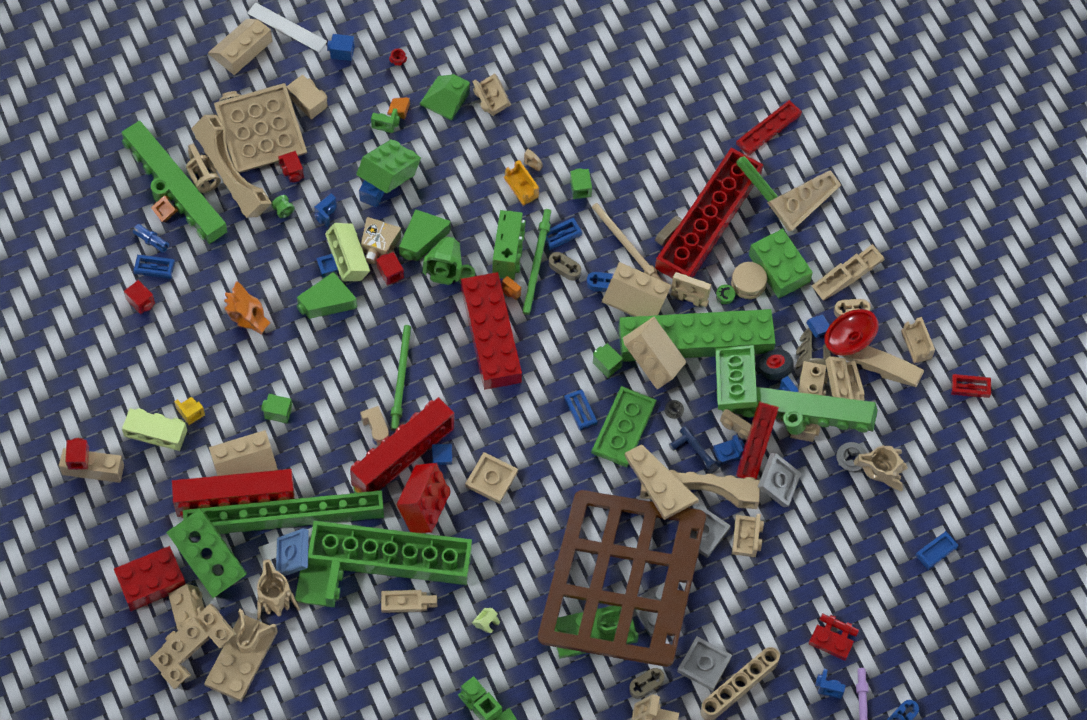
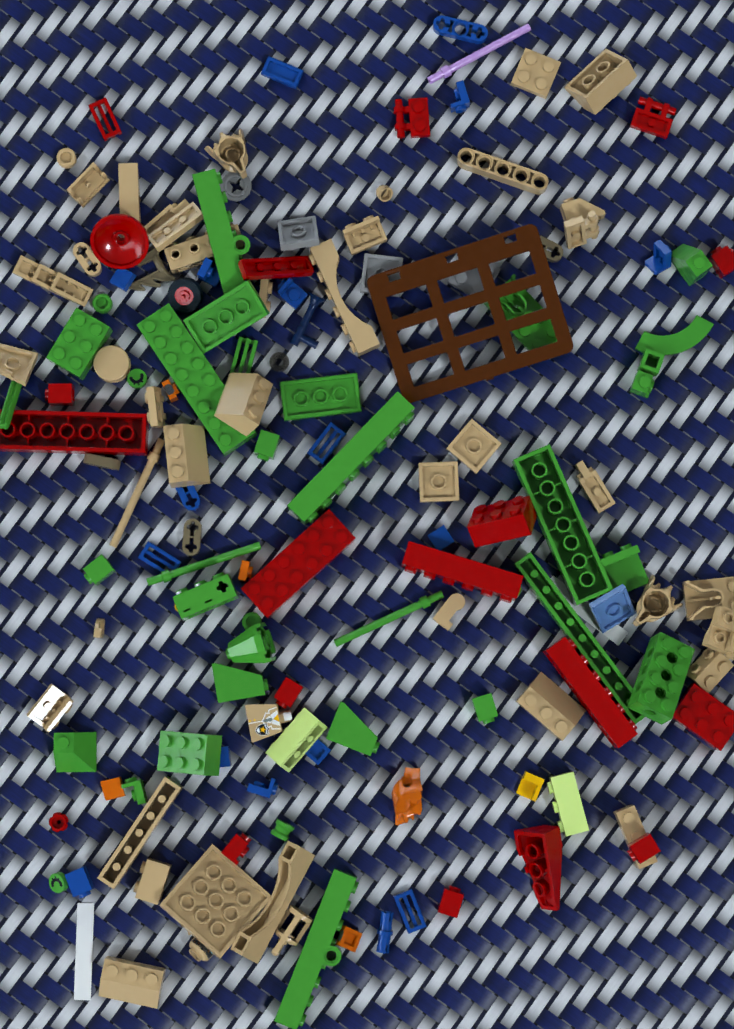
camera: 115 degrees left, 20 degrees up
(127, 388) = (543, 859): none -> red wedge
(350, 103) = (140, 832): none -> tan brick
(351, 31) = (58, 882): none -> bright green tile
(484, 618) = (570, 412): yellowish green tile -> none
(505, 523) = (473, 446): none -> tan plate
(521, 183) = (130, 625): light orange hinge -> none
(554, 415) = (351, 458): none -> bright green brick
(661, 485) = (365, 328): tan wing -> none
(699, 308) = (171, 390): none -> orange plate
(699, 379) = (247, 341): none -> bright green tile
(704, 663) = (500, 209): light grey plate -> none
(745, 229) = (60, 394): none -> red brick
(774, 575) = (384, 193): none -> tan hinge
(806, 301) = (102, 303): none -> bright green tile
(952, 338) = (66, 158): none -> tan tile

